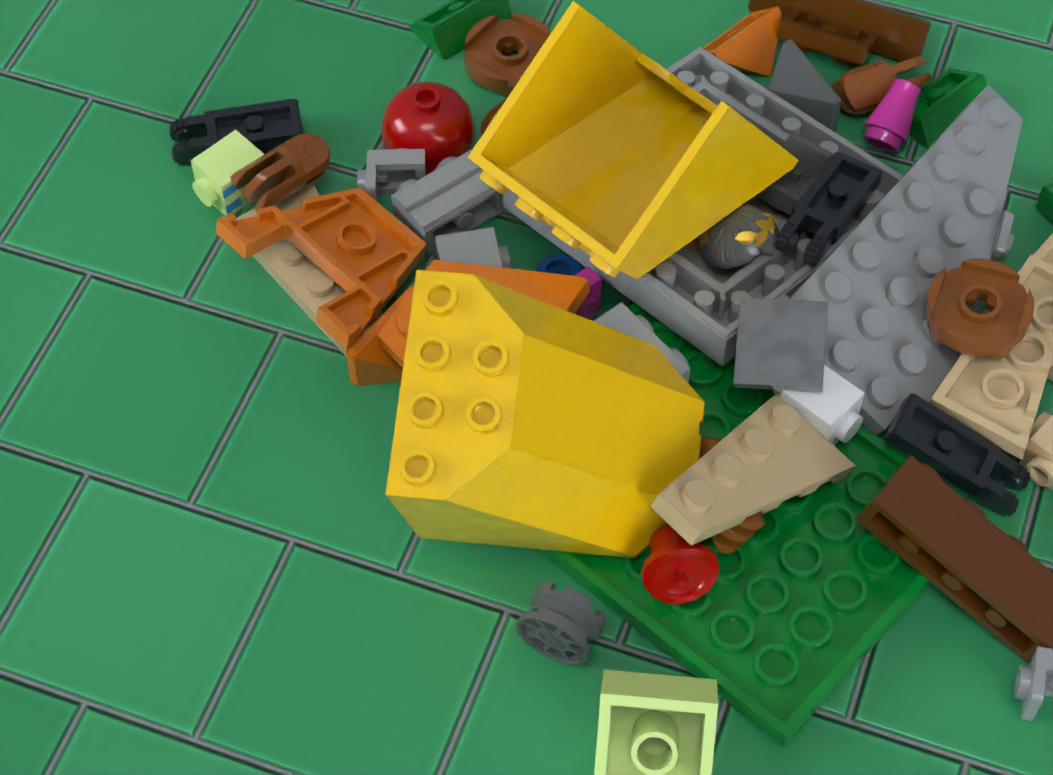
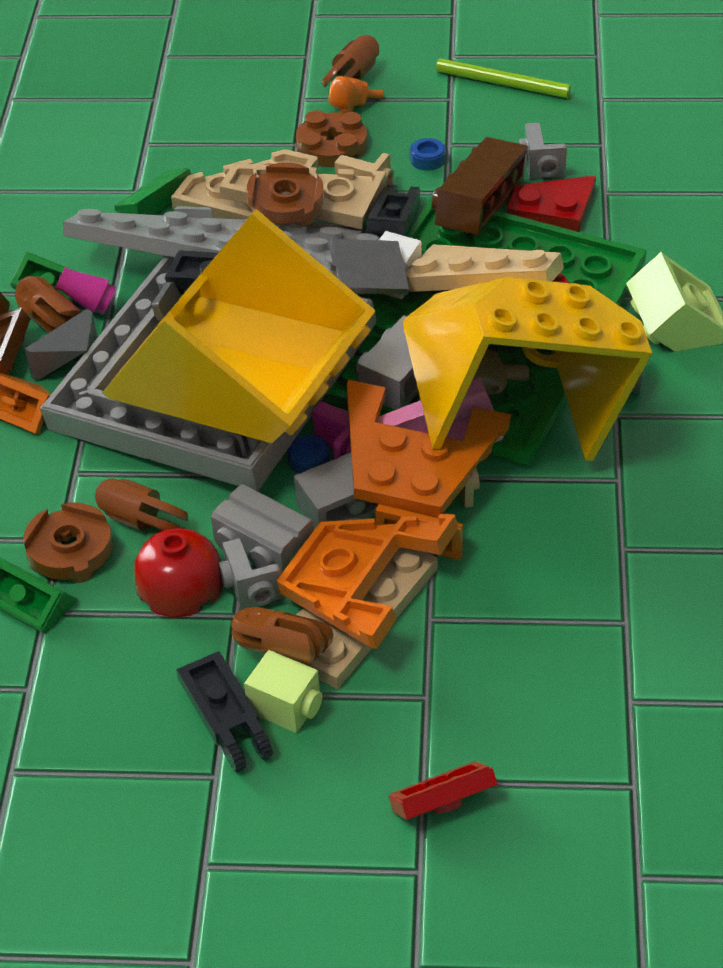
camera: 105 degrees left, 10 degrees down
(53, 267) = (442, 791): none -> red plate
(951, 676) = (554, 202): none -> red wing

